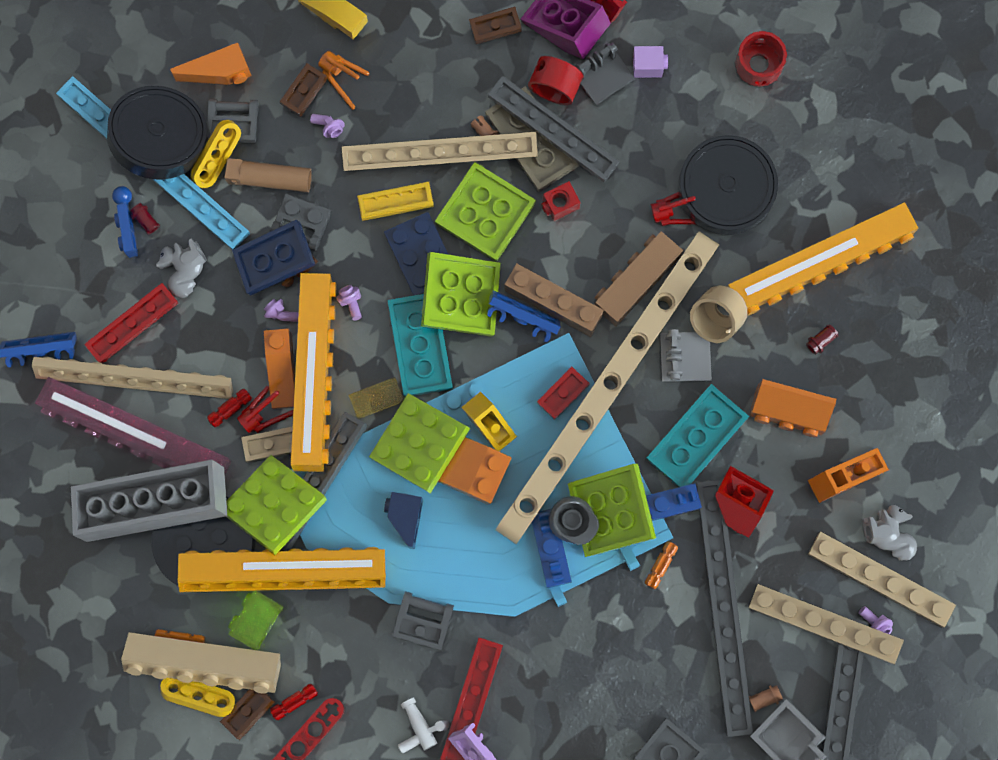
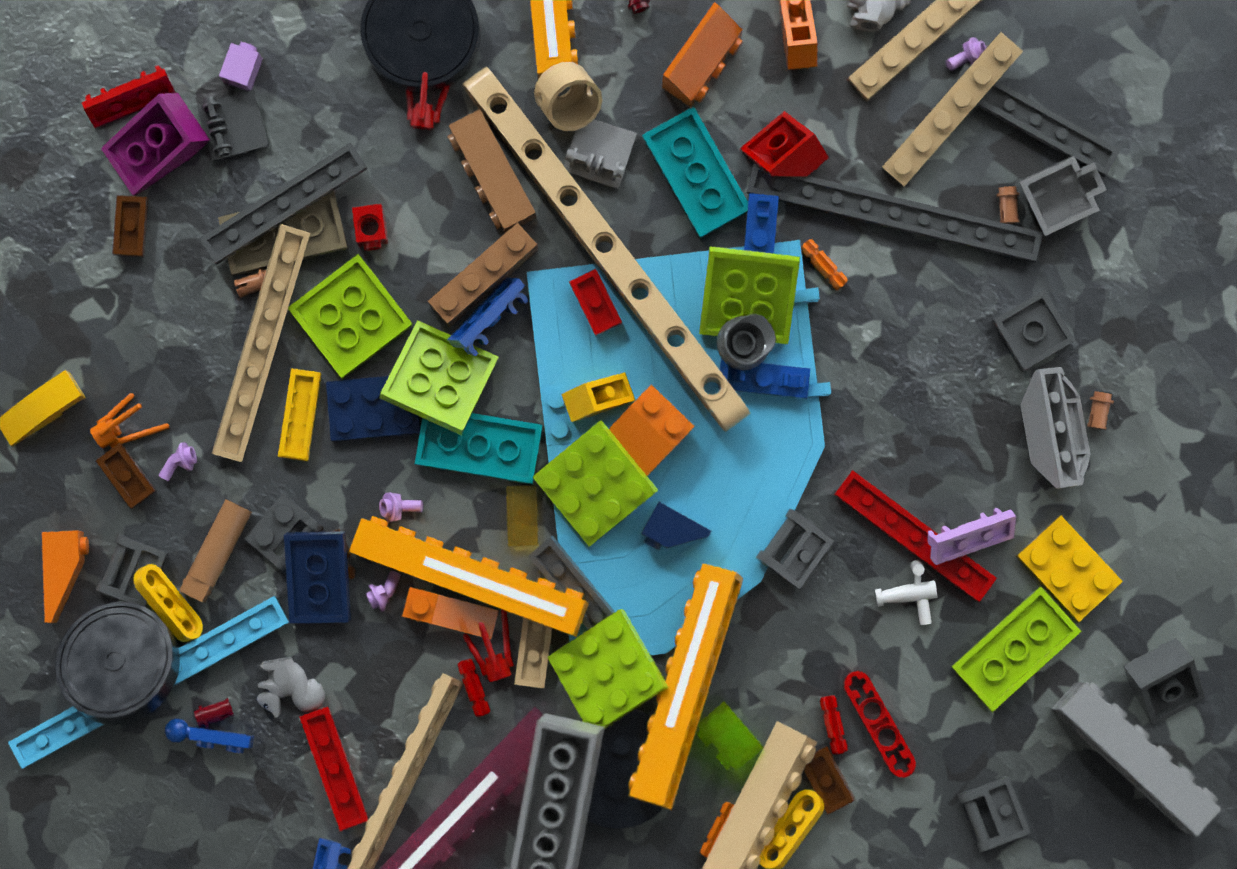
camera: 75 degrees left, 5 degrees up
(555, 80) = (226, 180): red piece -> none

